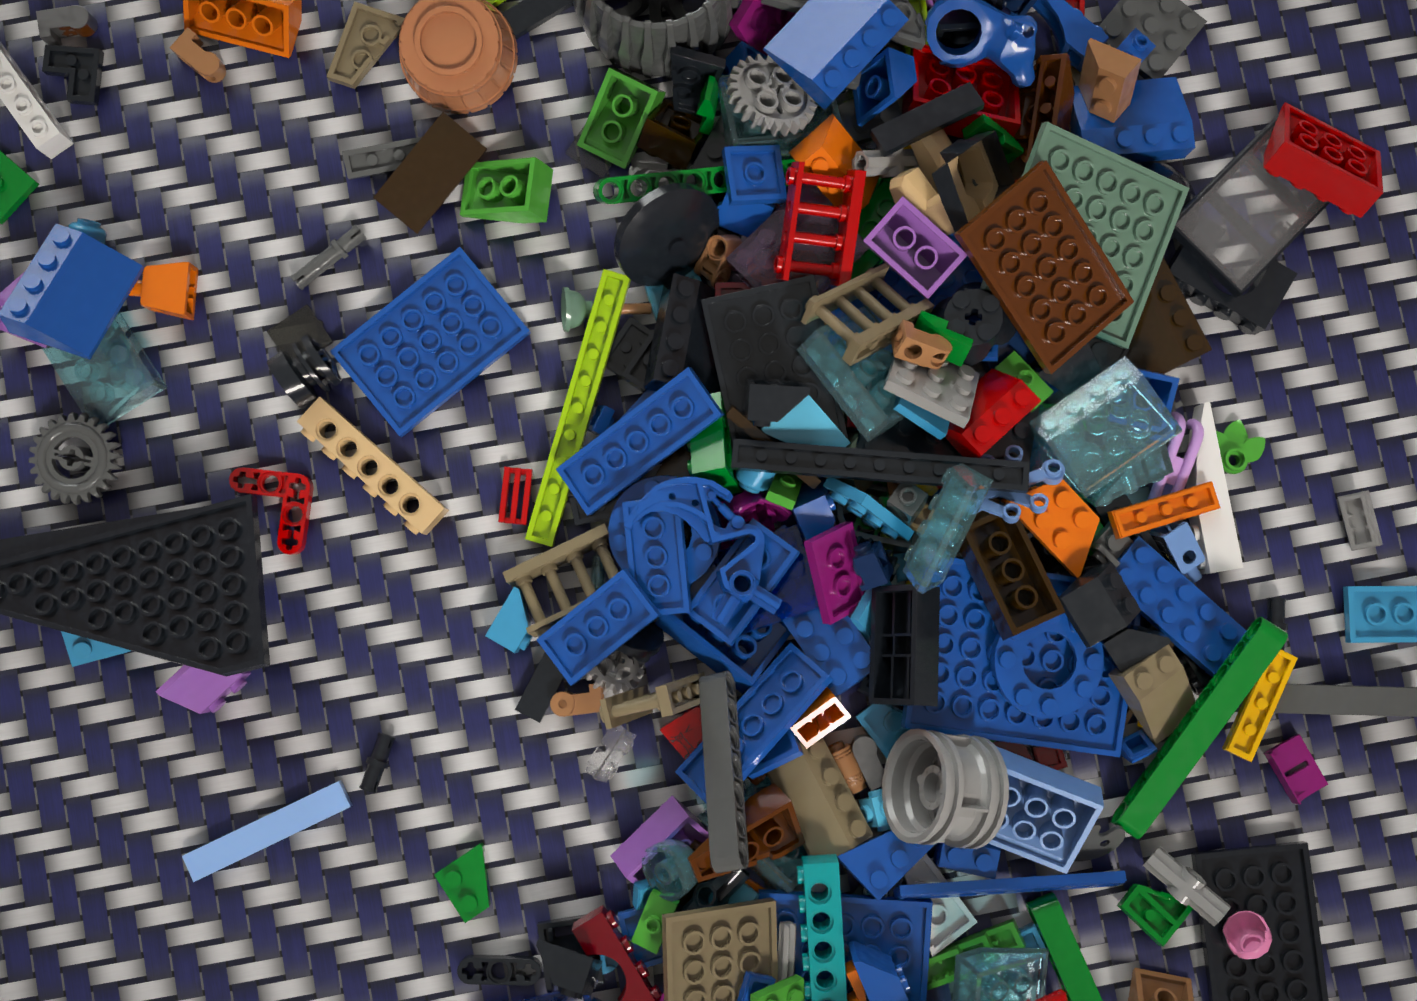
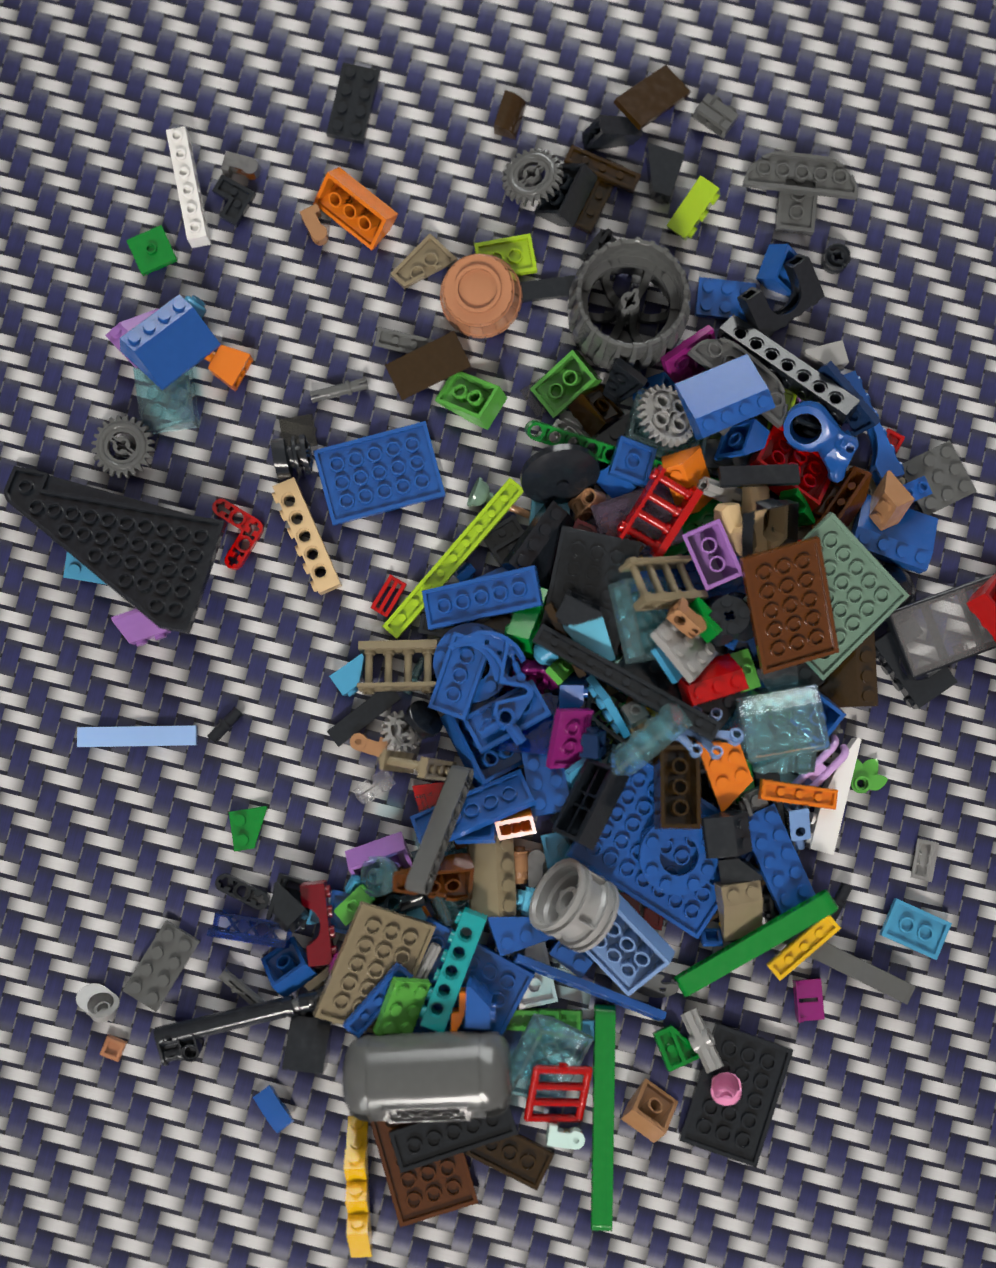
camera: 25 degrees right, 0 degrees up
(598, 626) = (403, 703): blue plate -> none
(708, 105) = (624, 402): green slope -> none

